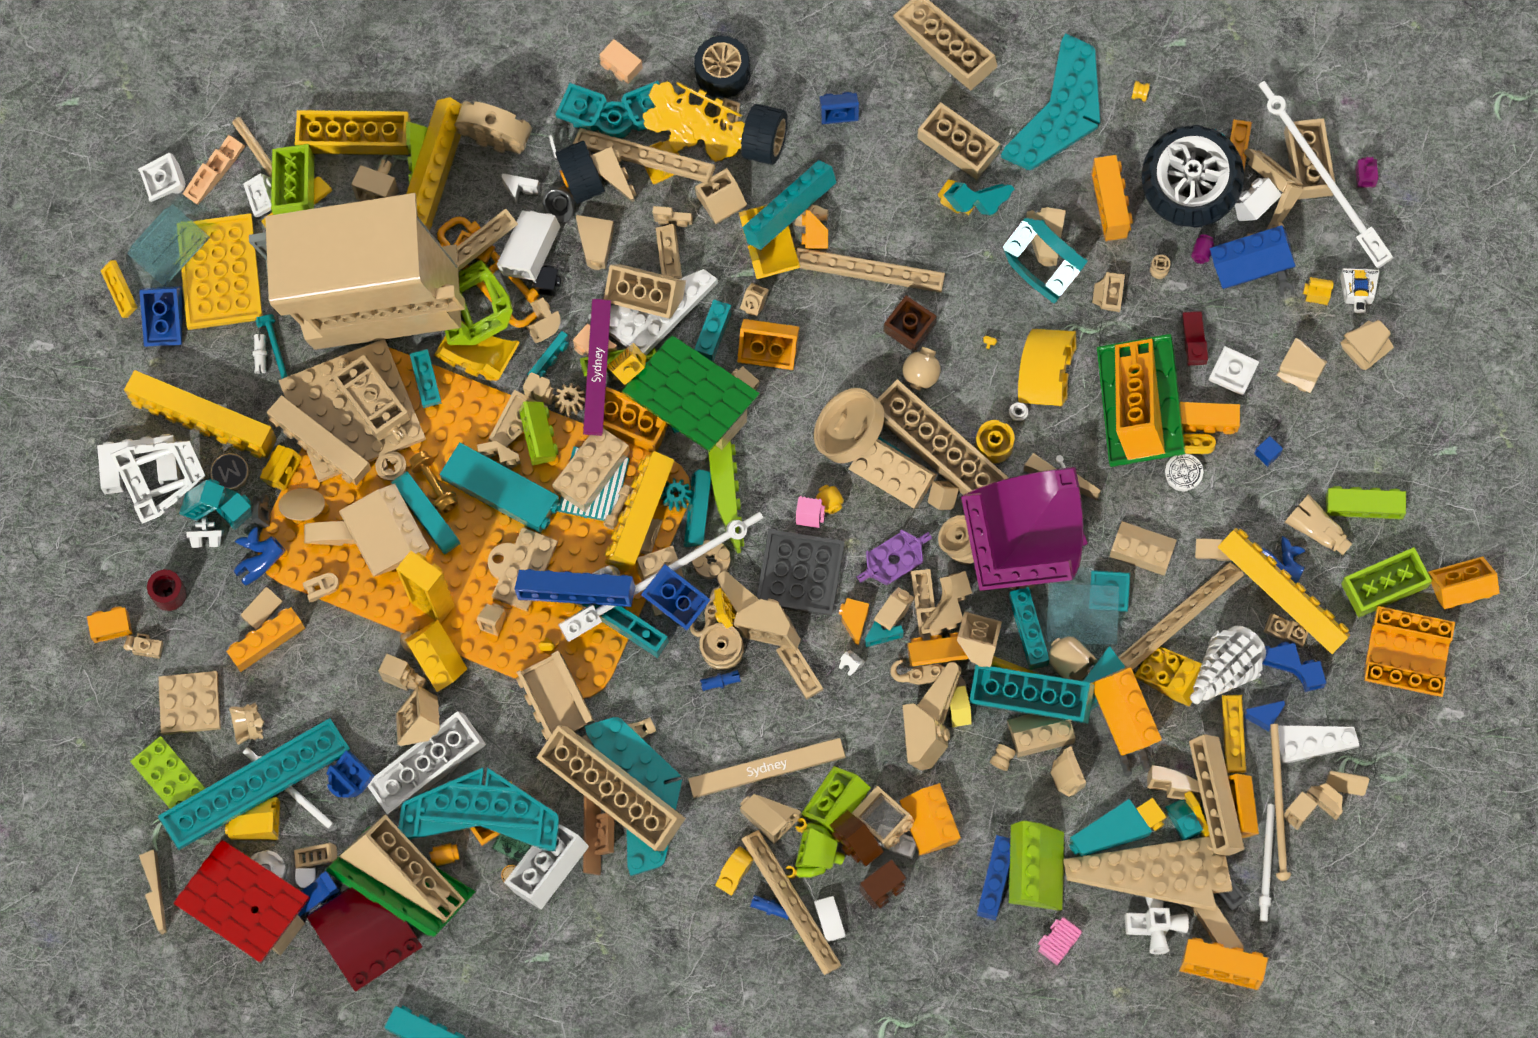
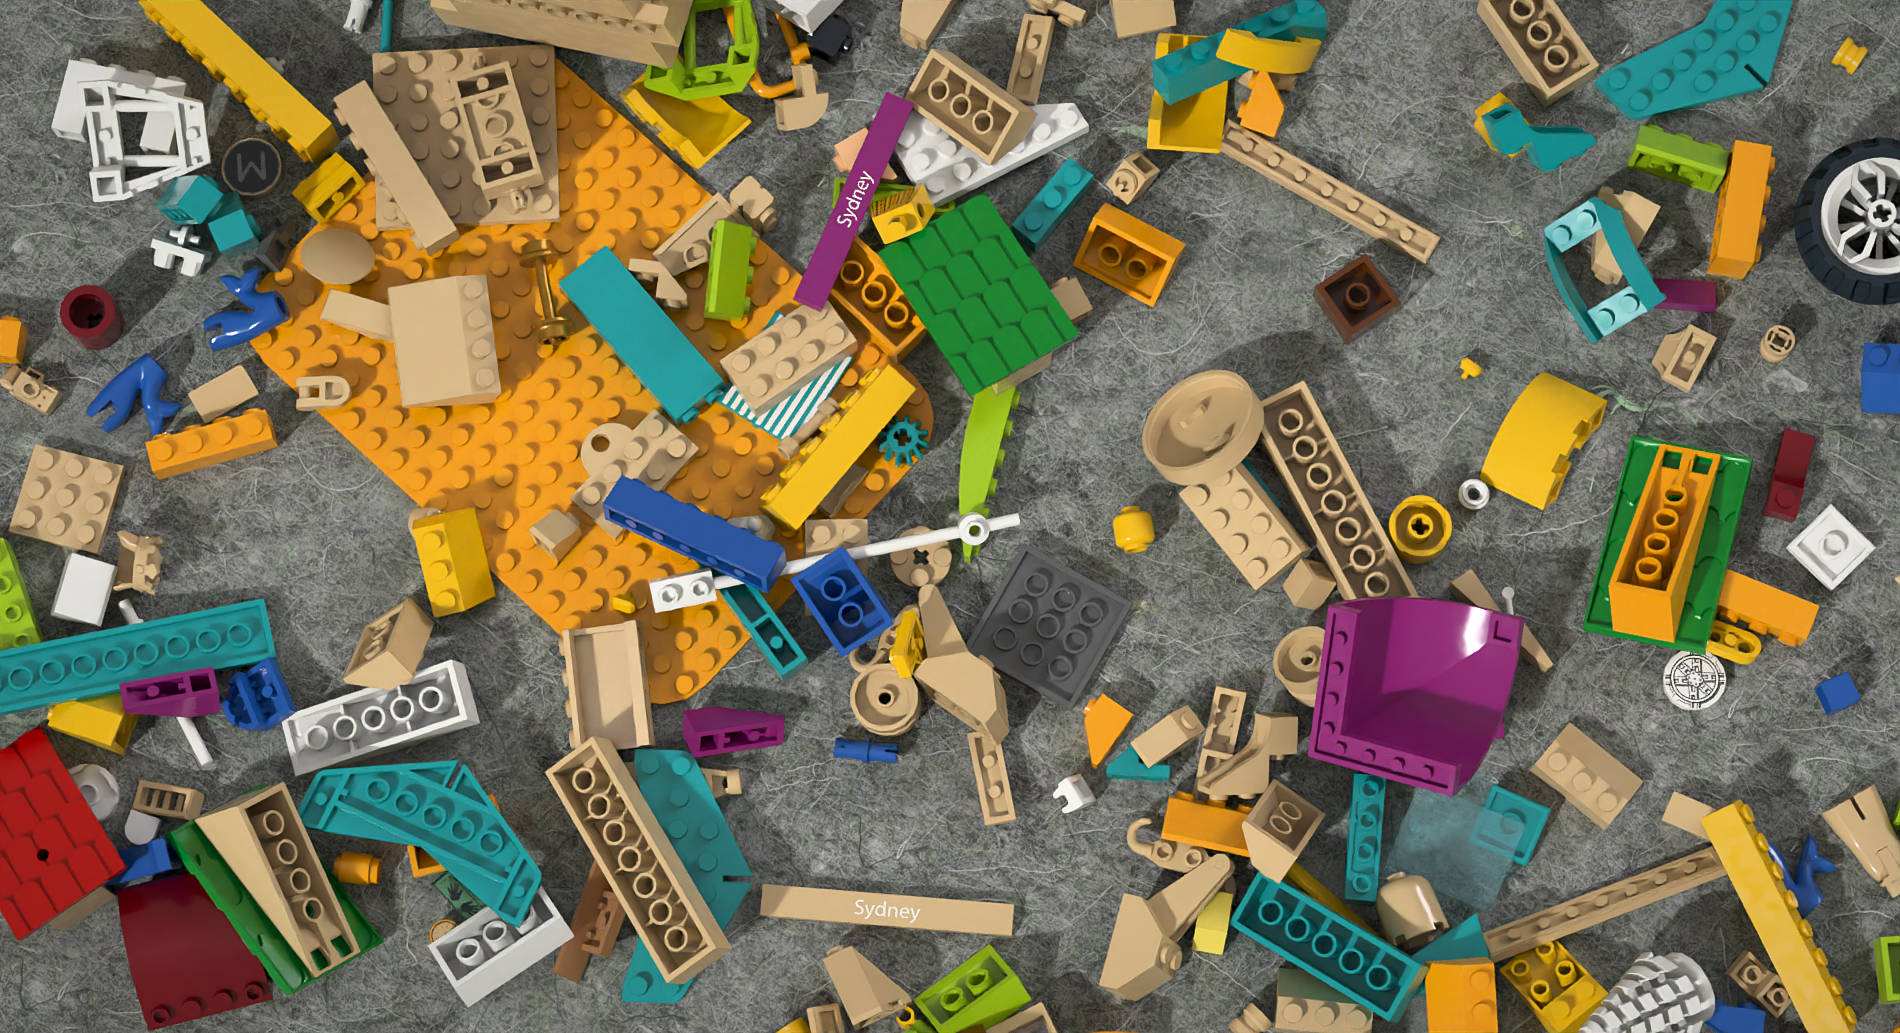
camera: 20 degrees right, 5 degrees up
(199, 627) = (122, 390): none -> blue piece
(219, 750) = (83, 590): none -> white slope
(298, 791) = (173, 695): none -> magenta slope
(392, 457) = (479, 237): tan gear -> none
(400, 674) = (391, 569): tan hinge -> none
(425, 378) = (592, 127): teal plate -> none
(425, 586) = (468, 453): yellow brick -> none
(426, 513) = (517, 335): teal beam -> none
(550, 355) = (791, 158): teal plate -> none
(564, 404) = (786, 238): tan gear -> none
(636, 696) = (729, 730): none -> magenta slope
(697, 509) = (928, 473): teal slope -> none
(807, 201) = (1268, 54): none -> yellow slope
(810, 512) = (1095, 540): bright pink brick -> none
(904, 546) = (1218, 639): medium lavender plate -> none
(921, 369) = (1348, 377): tan brick -> none
(1064, 182) = (1678, 158): none -> lime slope
(1099, 257) = (1687, 295): none -> magenta slope
(1201, 251) = (1851, 339): magenta brick -> none

